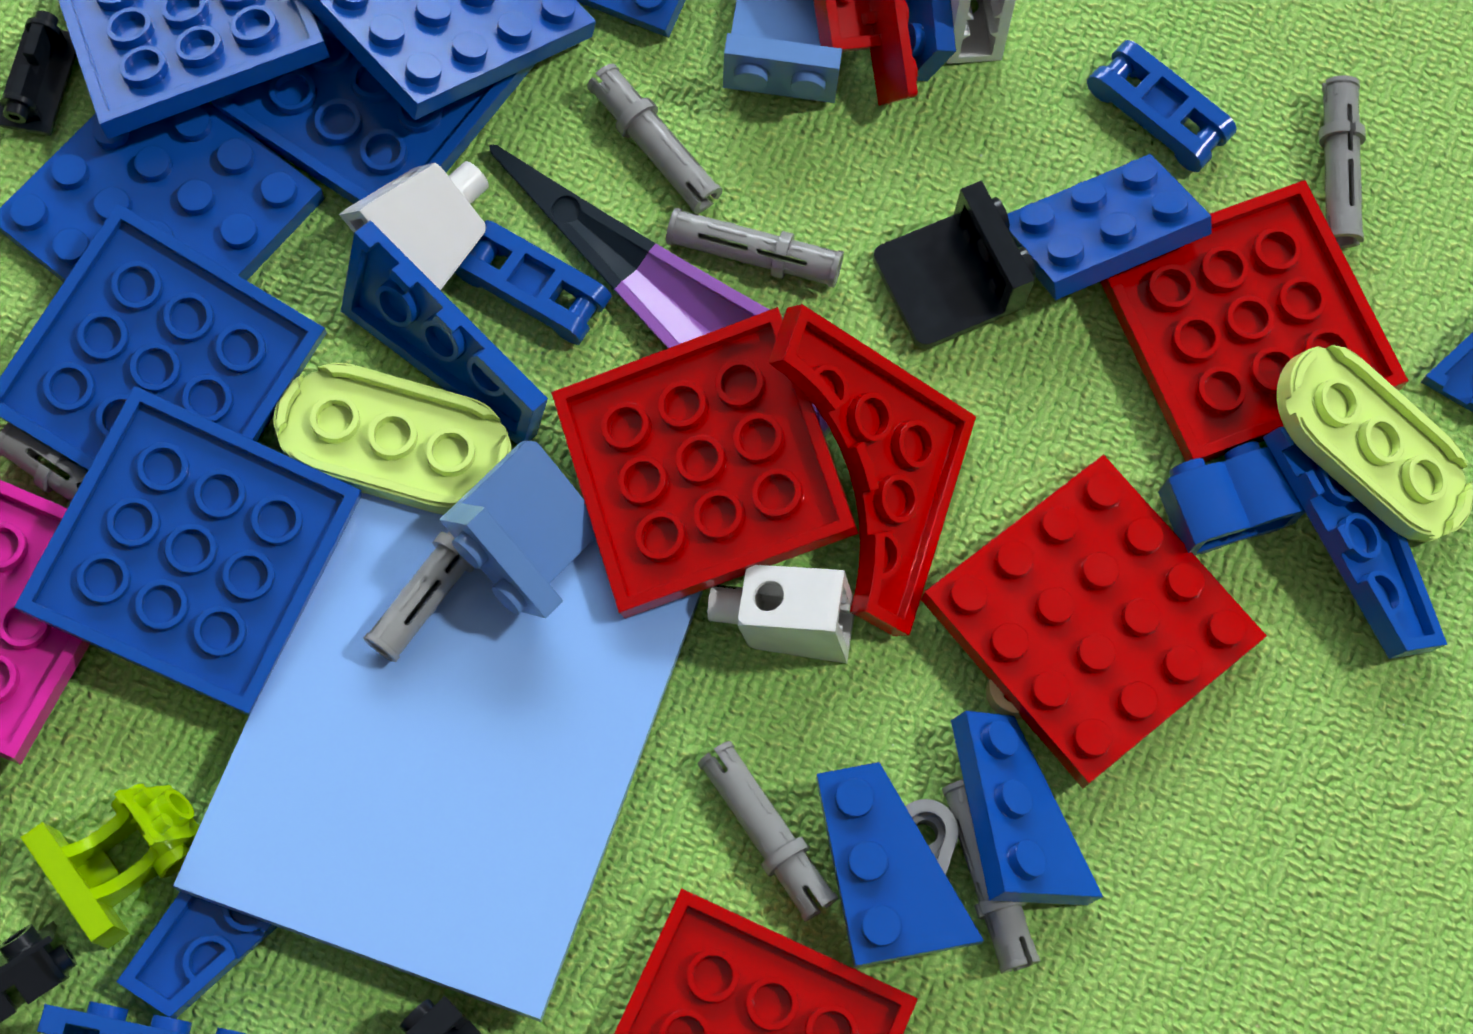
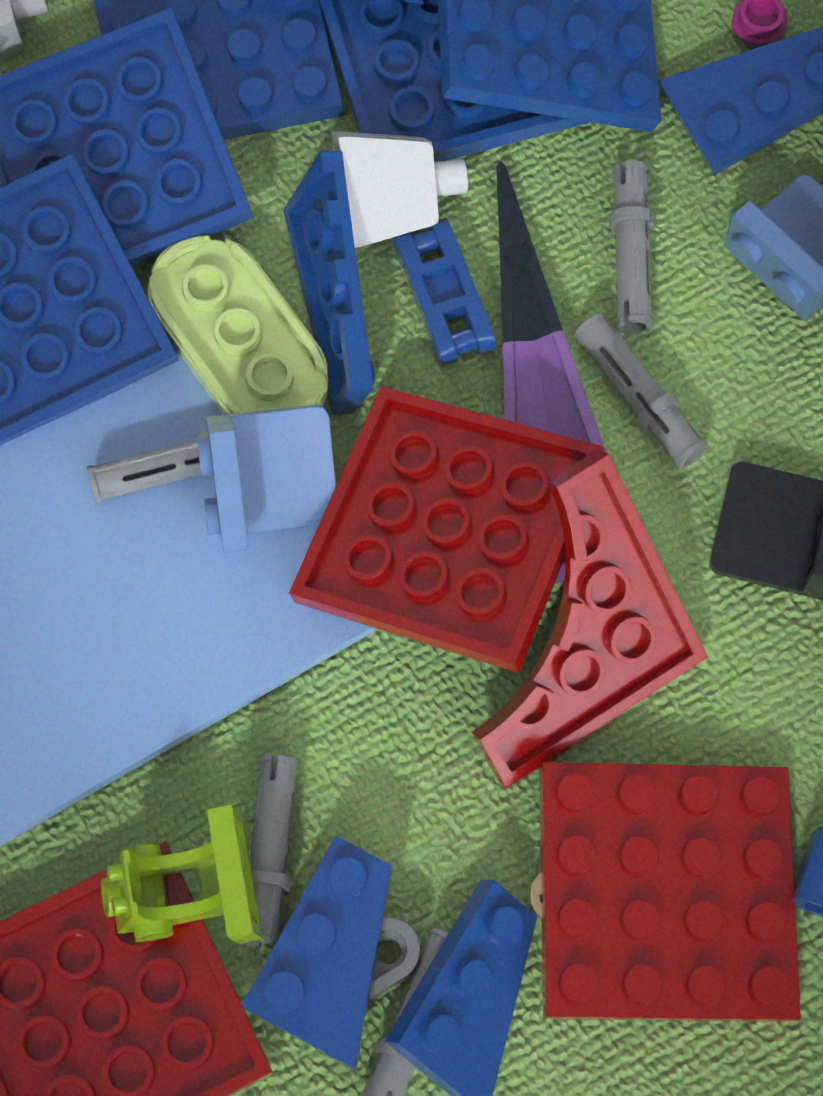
camera: 45 degrees right, 0 degrees up
(758, 876) = (138, 891): none -> lime tile
(789, 610) = (423, 695): white torso -> none

